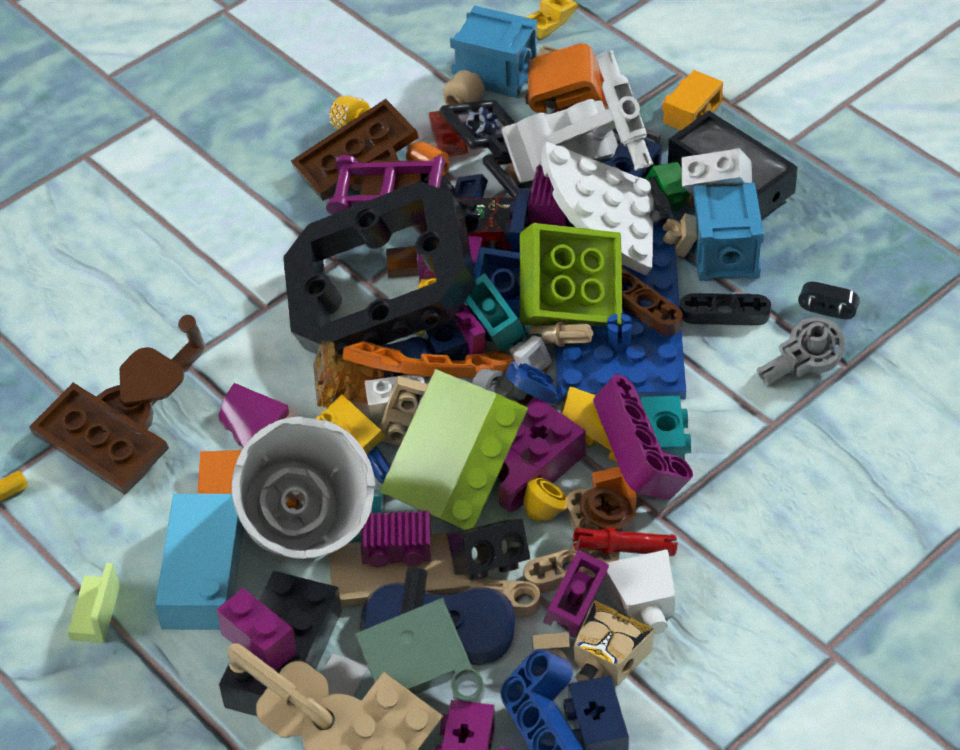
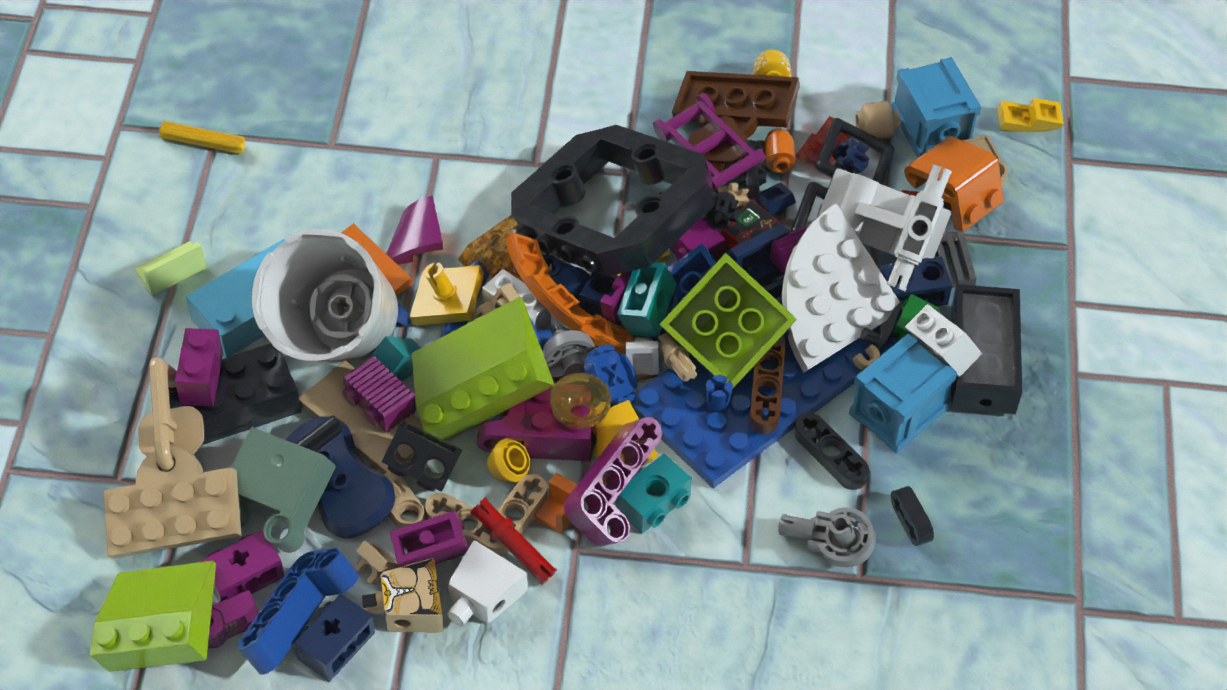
camera: 45 degrees right, 5 degrees up
(111, 429) = (325, 154): reddish brown plate -> none
(557, 396) = (580, 390): none -> clear yellow piece
(612, 502) = (528, 493): reddish brown gear -> none
(692, 99) = (1037, 274): light orange brick -> none

